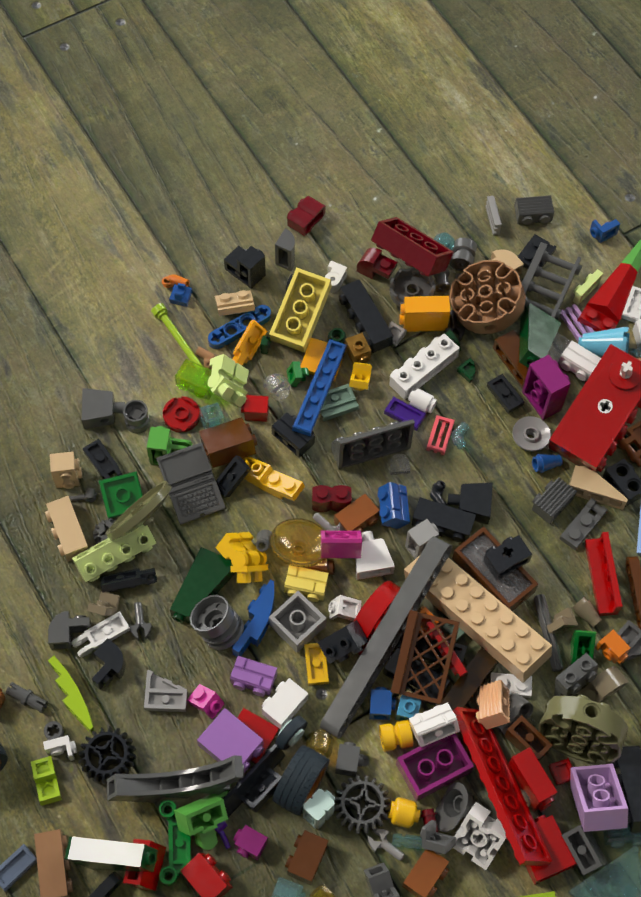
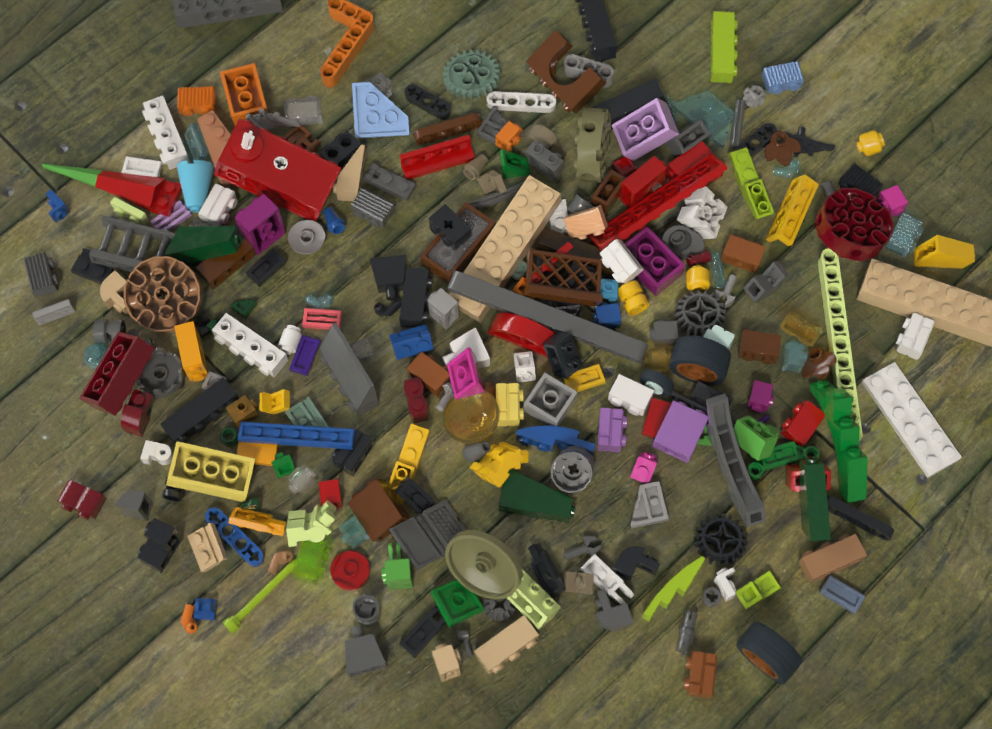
camera: 100 degrees left, 5 degrees up
(436, 841) = (717, 244): dark grey bracket -> none

